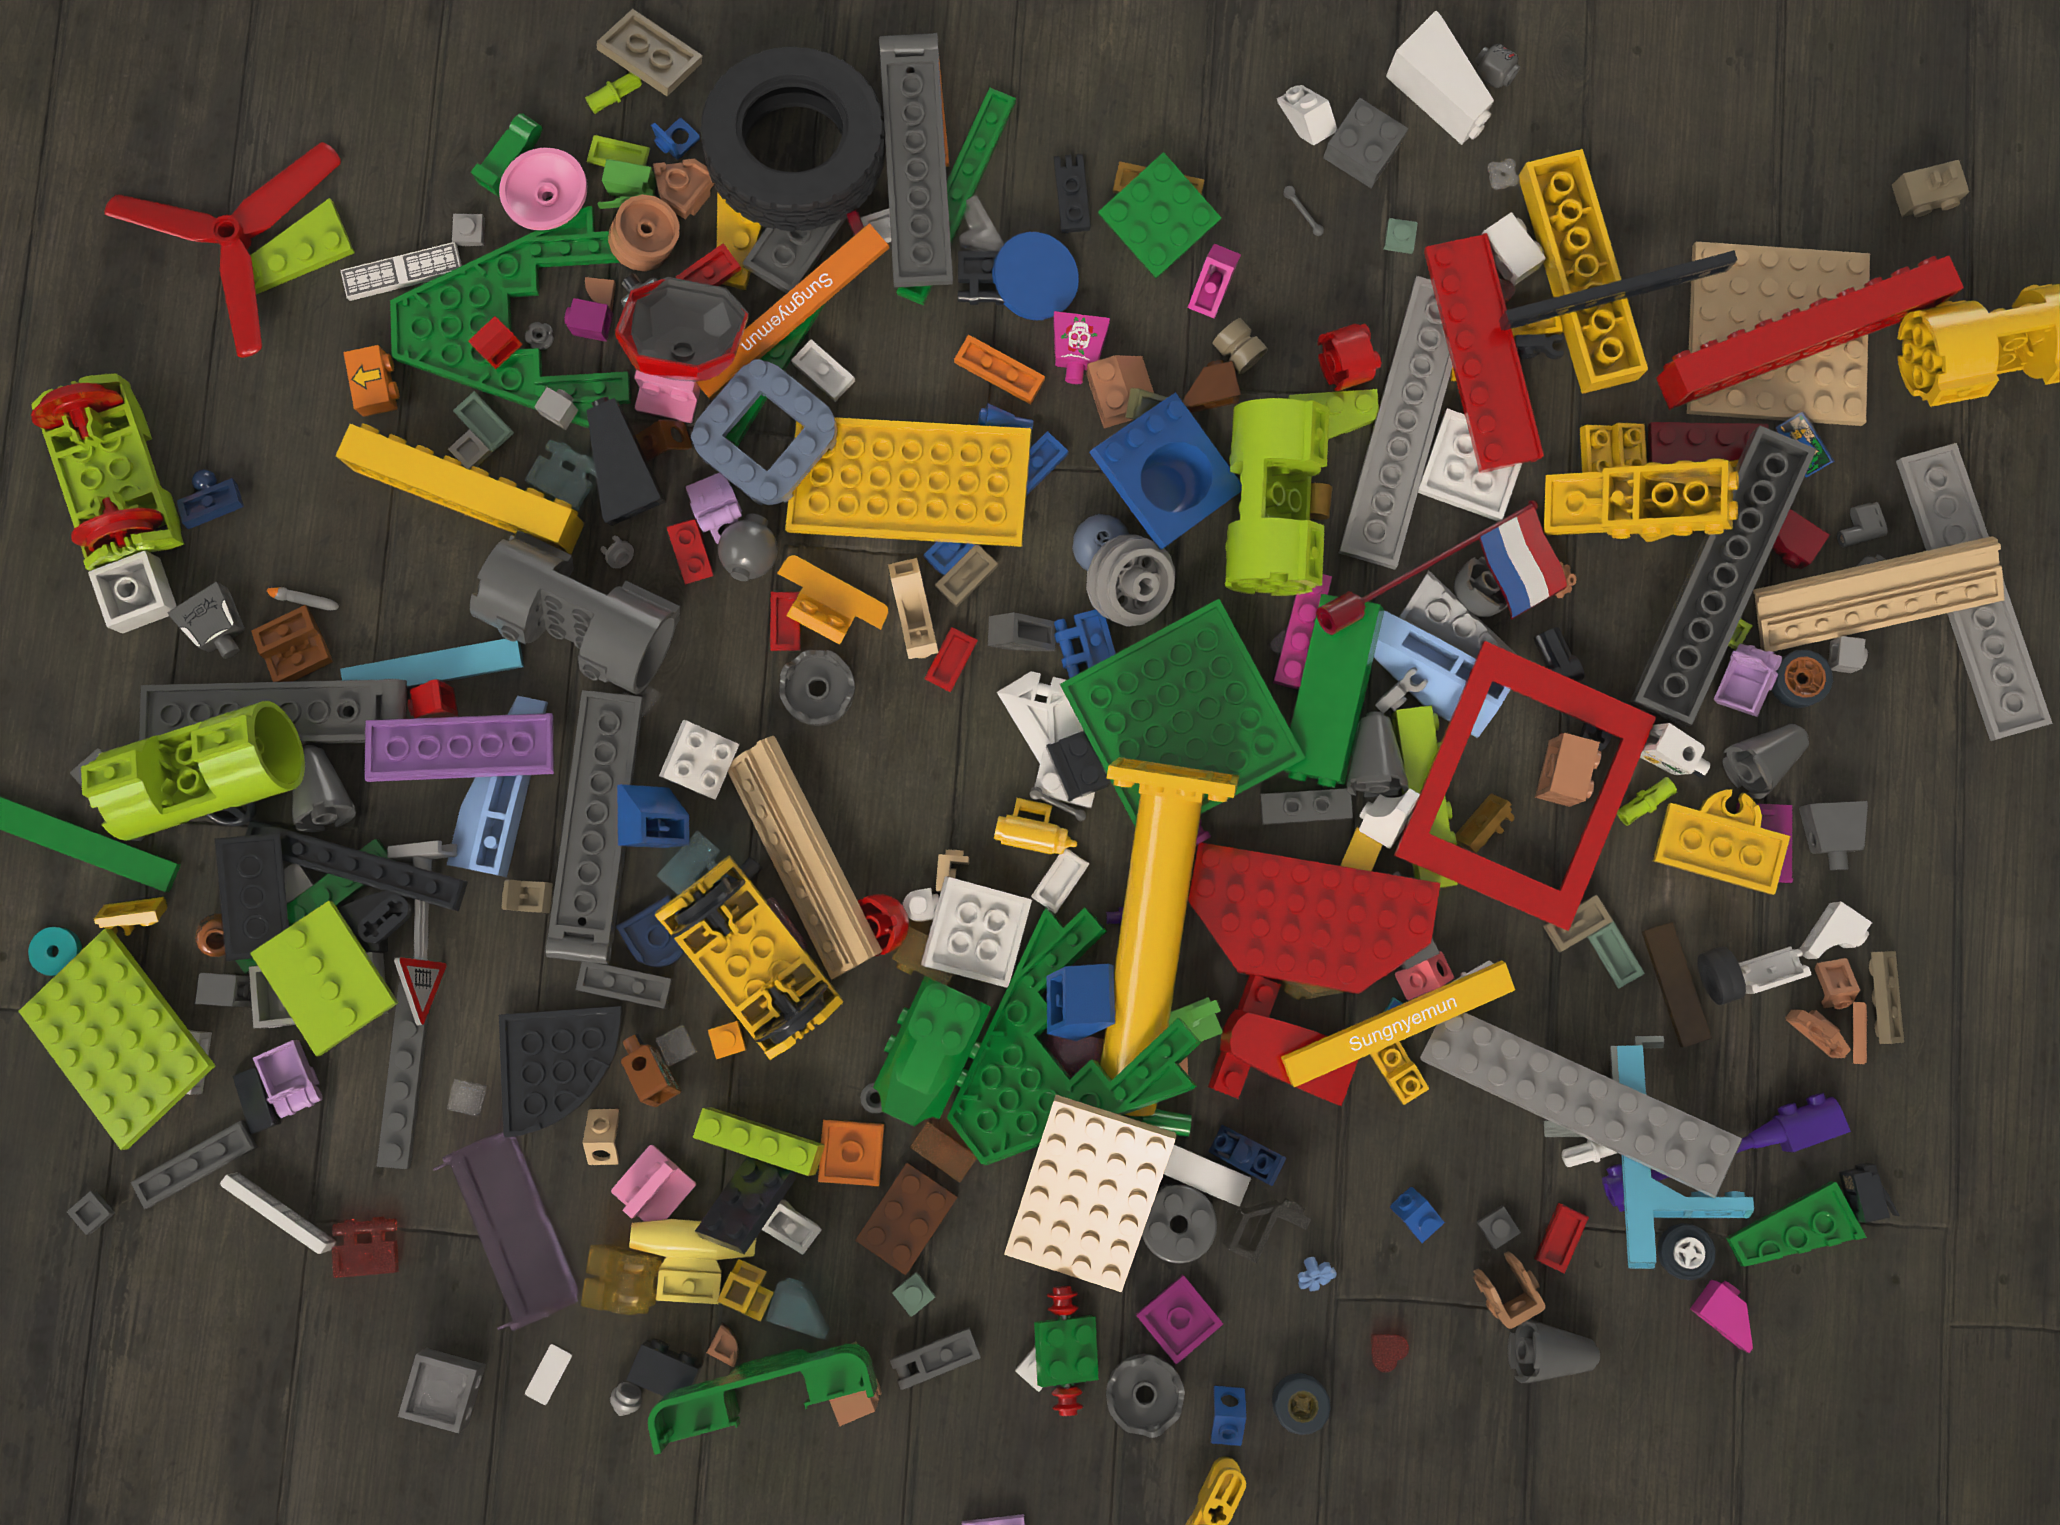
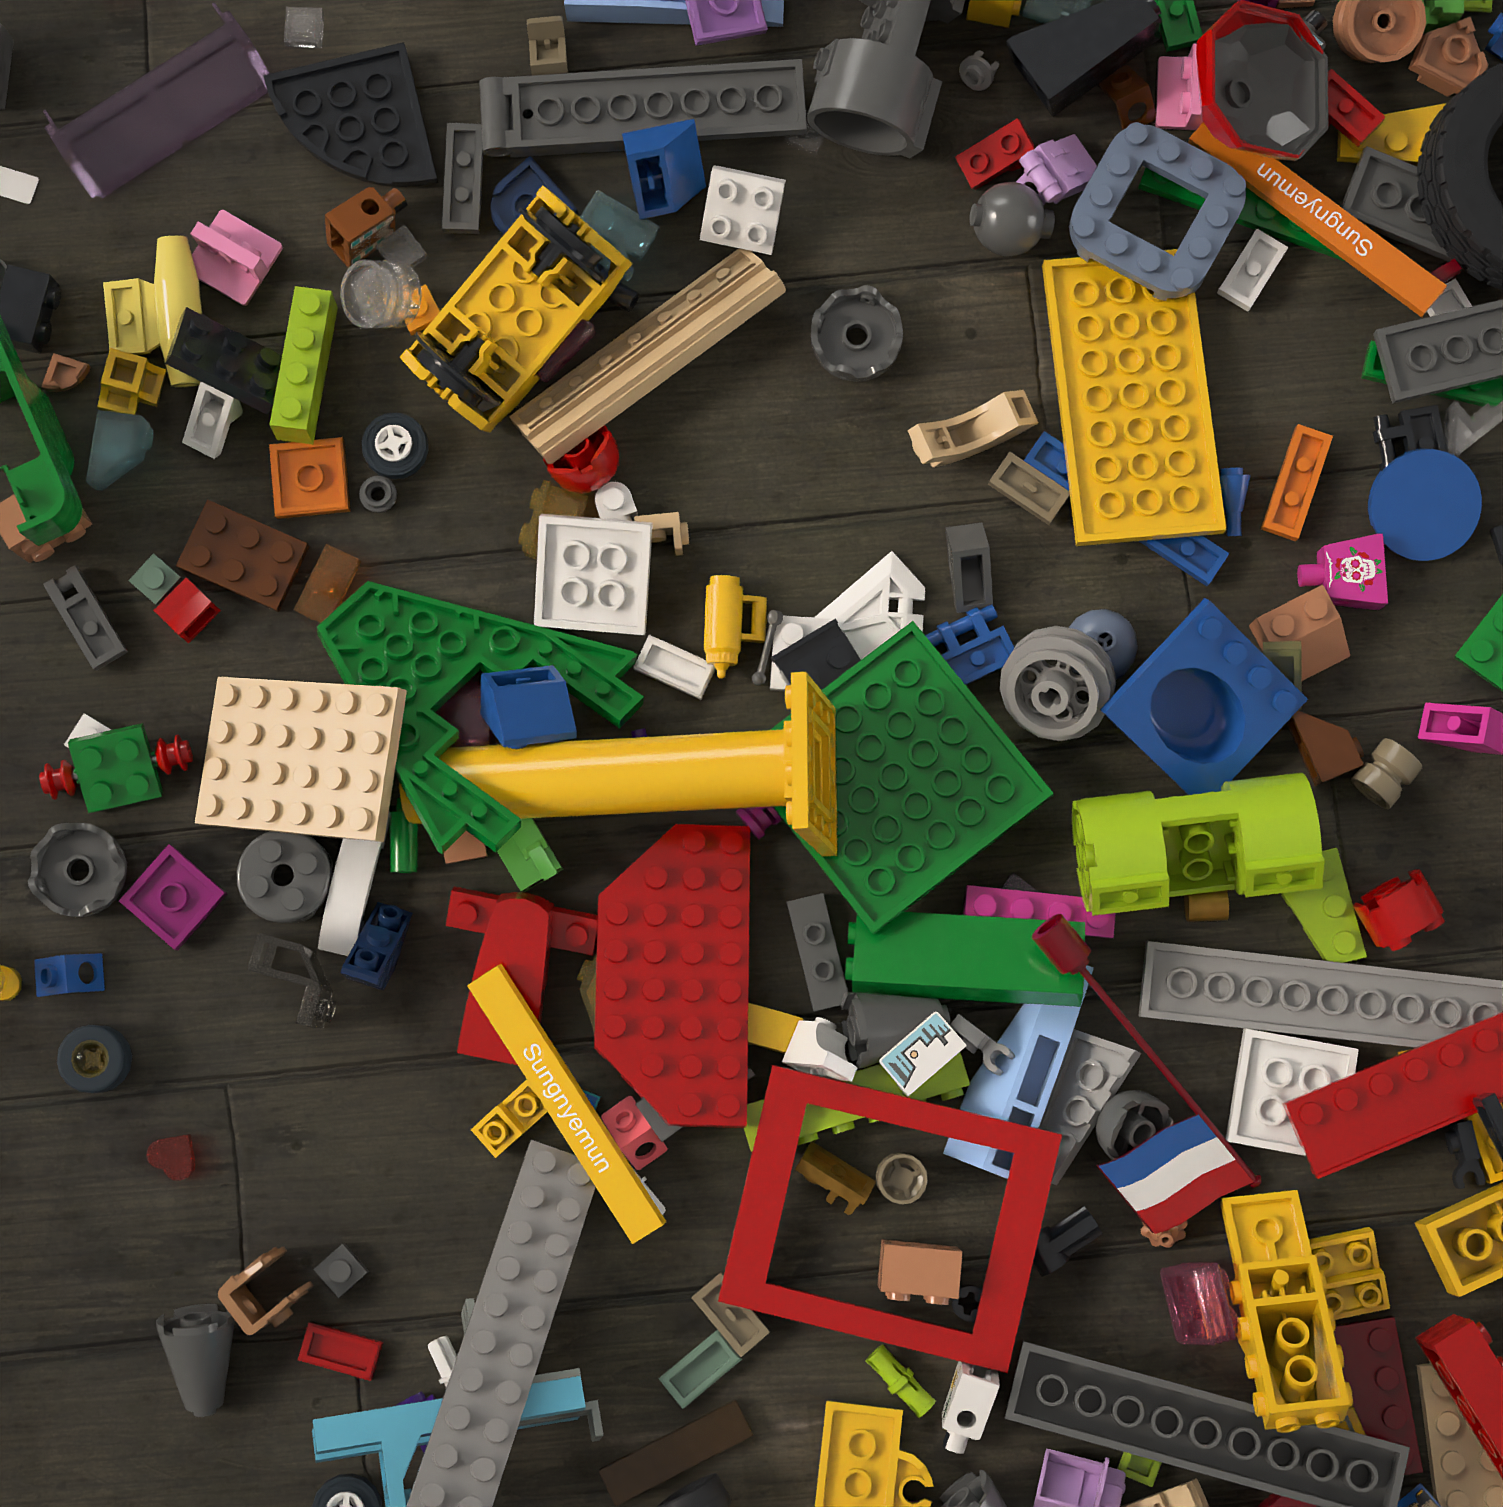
camera: 85 degrees right, 0 degrees up
(601, 1135) = (283, 184): tan bracket -> none
(623, 1280) = (119, 238): clear yellow hips -> none
(712, 1067) = (380, 294): none -> clear wheel
(783, 630) = (932, 283): red tile -> none
(827, 1077) = (390, 433): none -> black wheel
(828, 602) = (961, 328): light orange plate -> none
(929, 1052) = (438, 545): green slope -> none
(944, 1271) = (187, 610): none -> red piece
(951, 659) = (921, 488): red tile -> none
(1315, 1274) = (249, 1052): medium blue plant -> none
(1406, 736) = (922, 1053): none -> panel
(1417, 1214) = (340, 1166): blue bracket -> none
(1494, 772) = (901, 1178): none -> dark tan wheel
(1623, 563) = (1199, 1303): none -> clear pink brick

